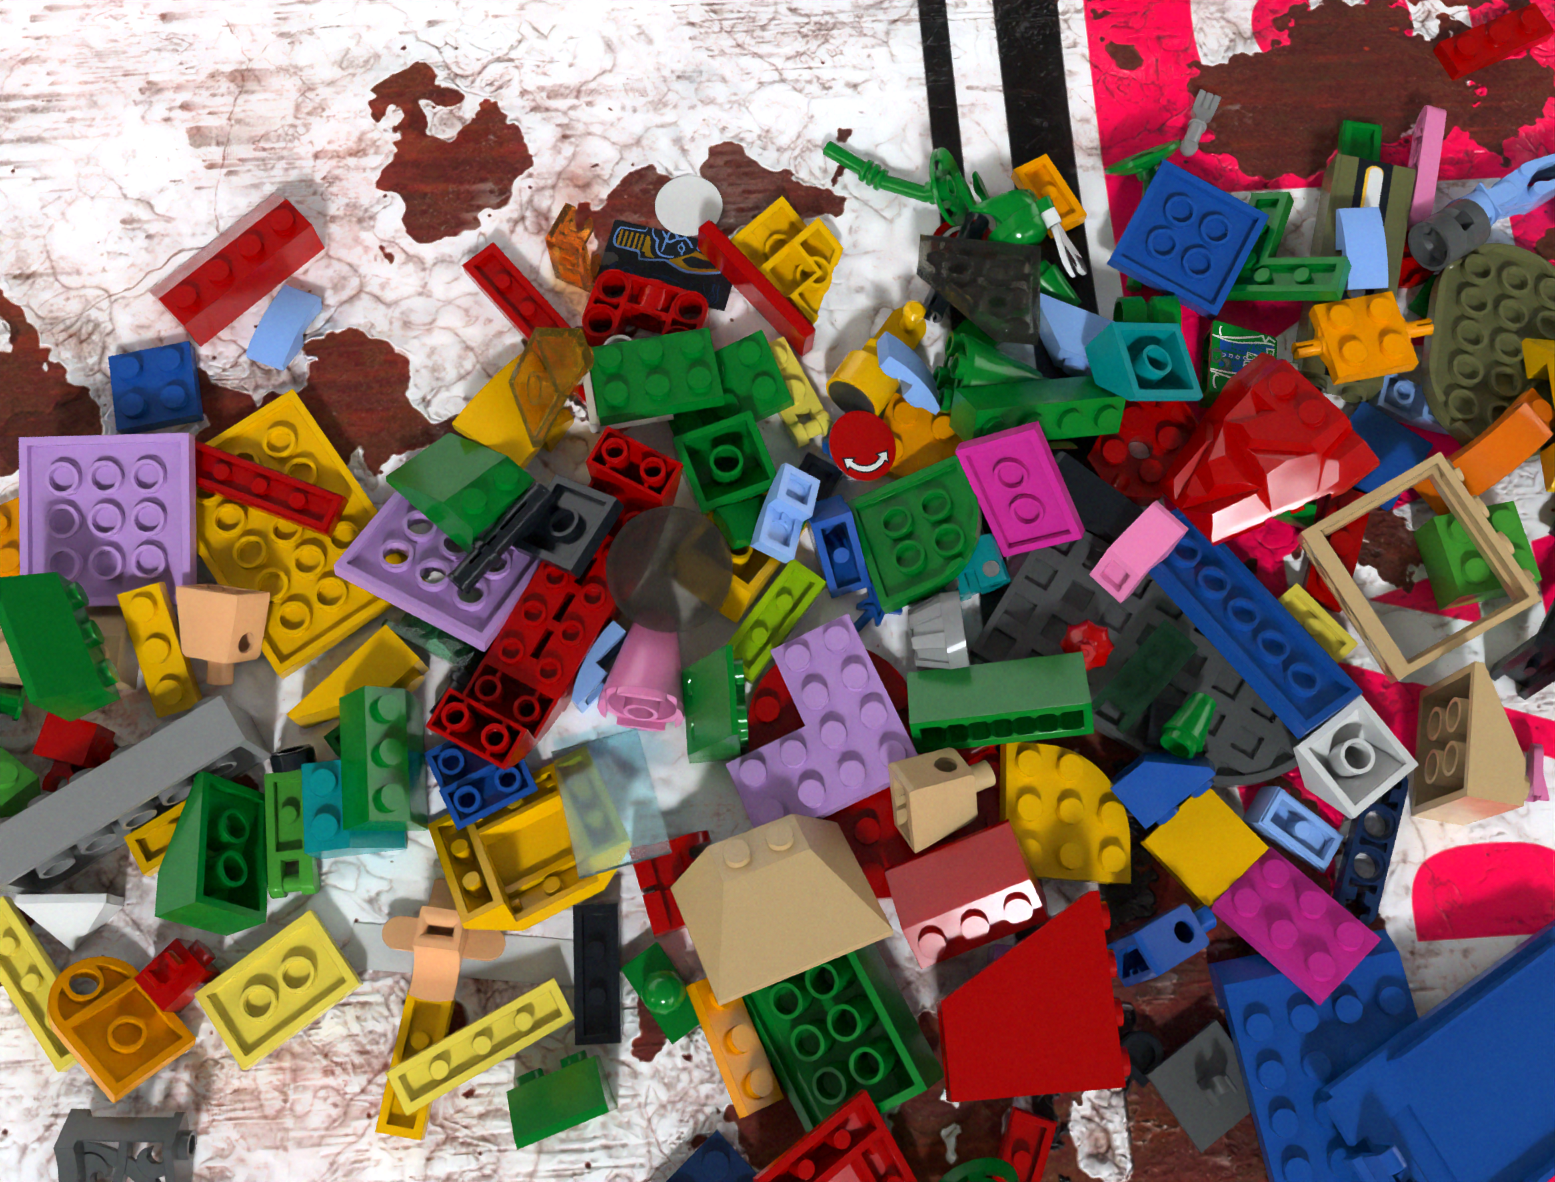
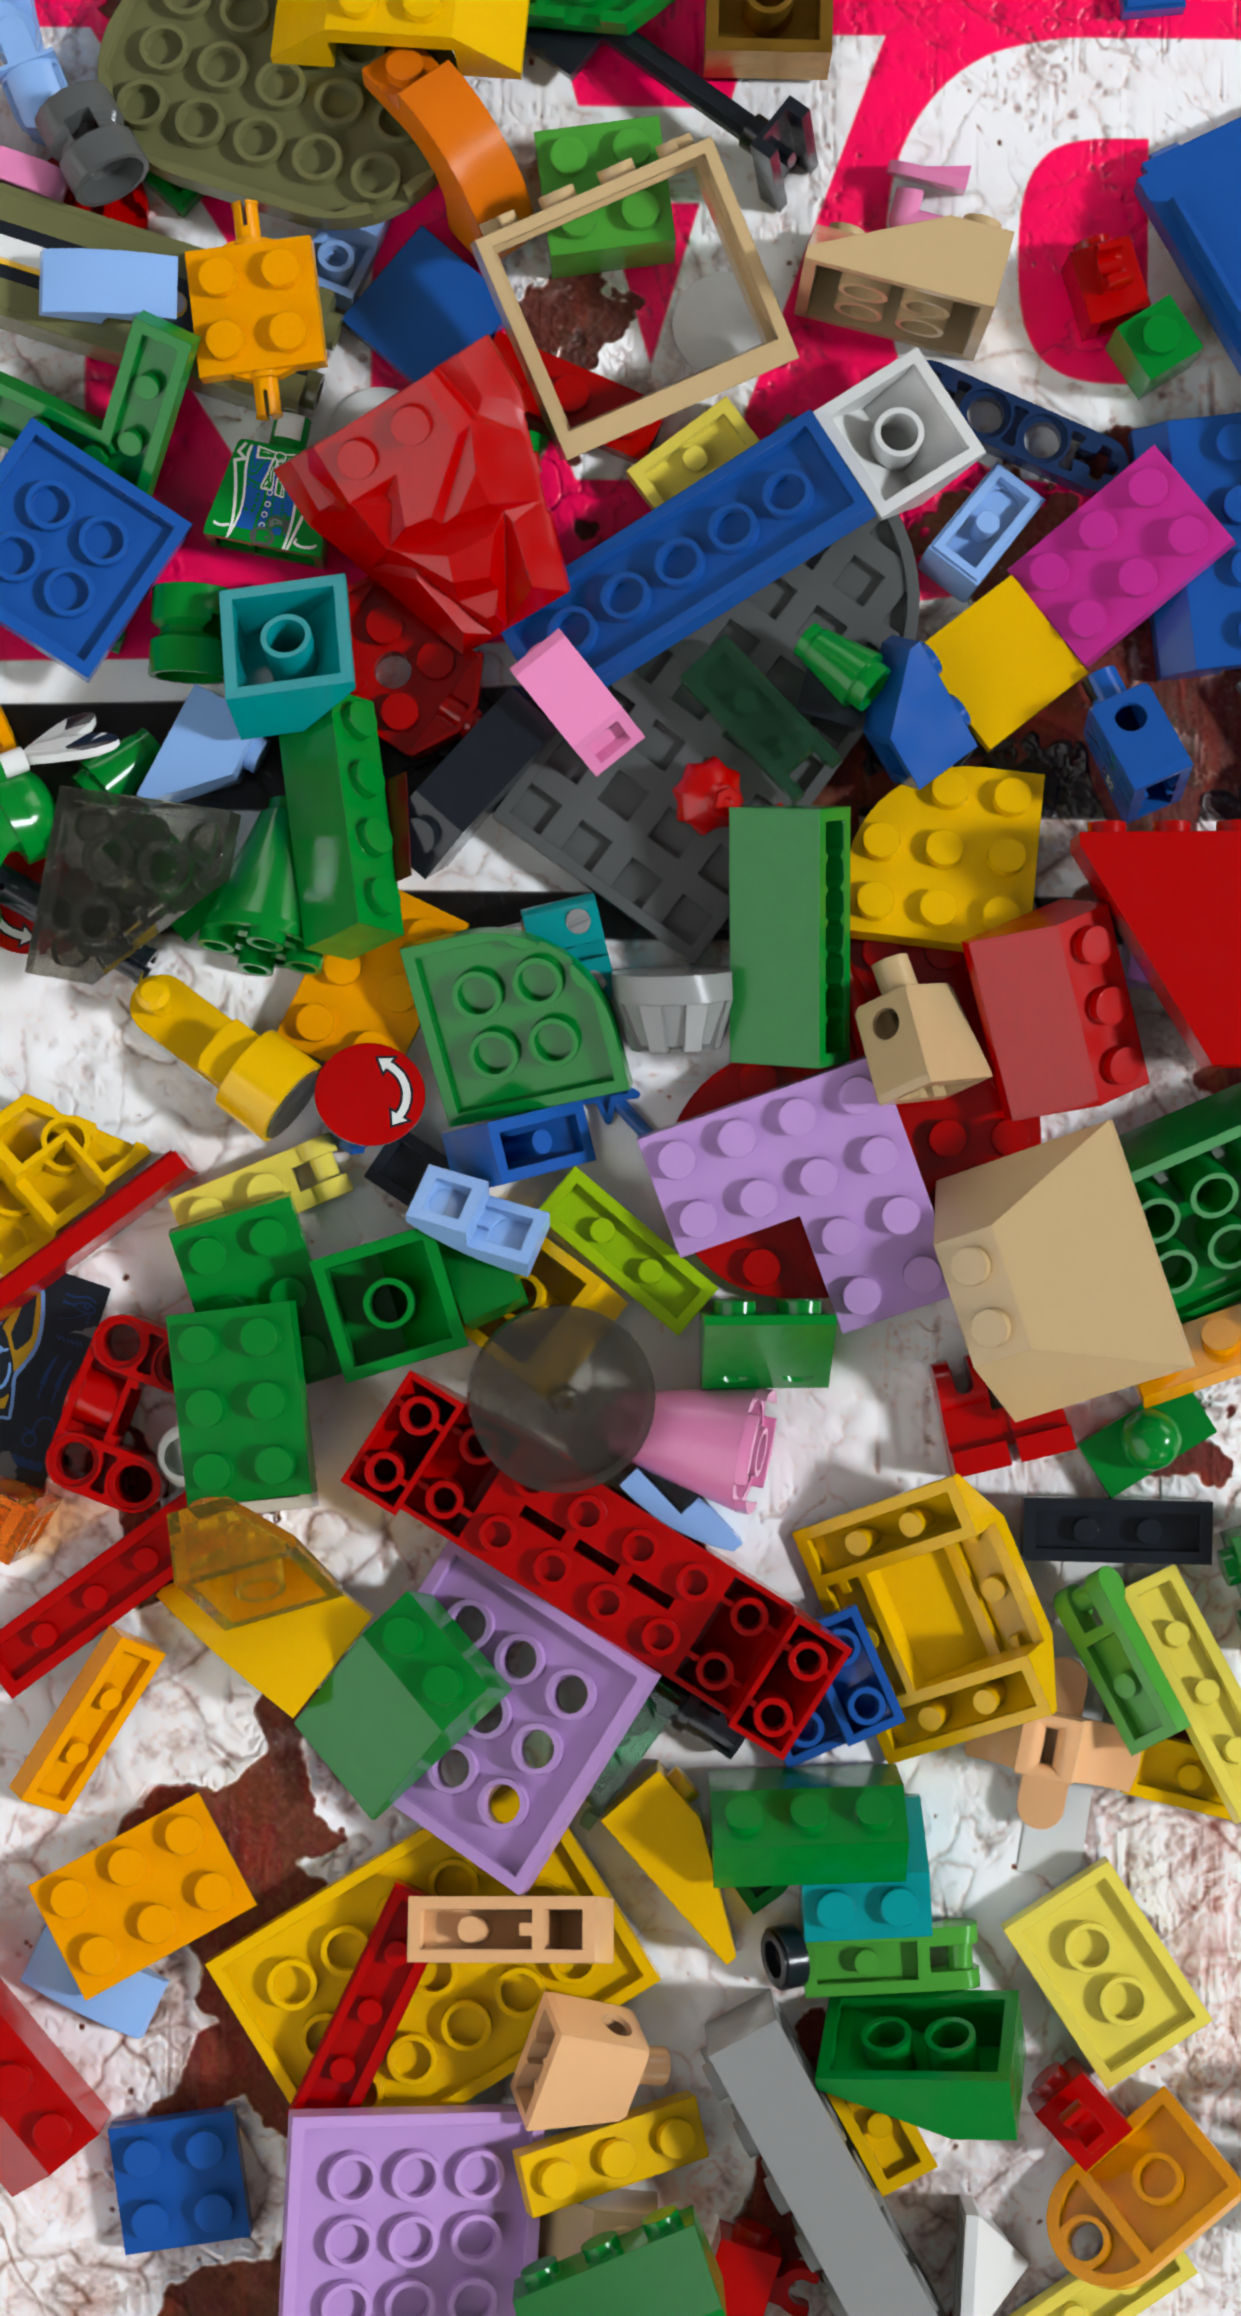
camera: 85 degrees left, 15 degrees up
(311, 569) = (511, 1929): none -> light nougat slope
(337, 349) = (142, 1896): none -> light orange plate
(449, 310) = (87, 1720): none -> light orange plate
(490, 549) = (495, 1646): black pin -> none
(502, 978) = (1120, 1660): none -> bright green plate
(570, 527) = (479, 1547): black tile -> none
(609, 803) = (888, 1502): clear light blue piece -> none
(916, 380) = (261, 1011): light blue slope -> none
(1020, 489) = (474, 868): dark pink plate -> none
(1448, 938) = (1153, 346): none -> green brick
(1484, 901) = (1104, 284): none -> red brick

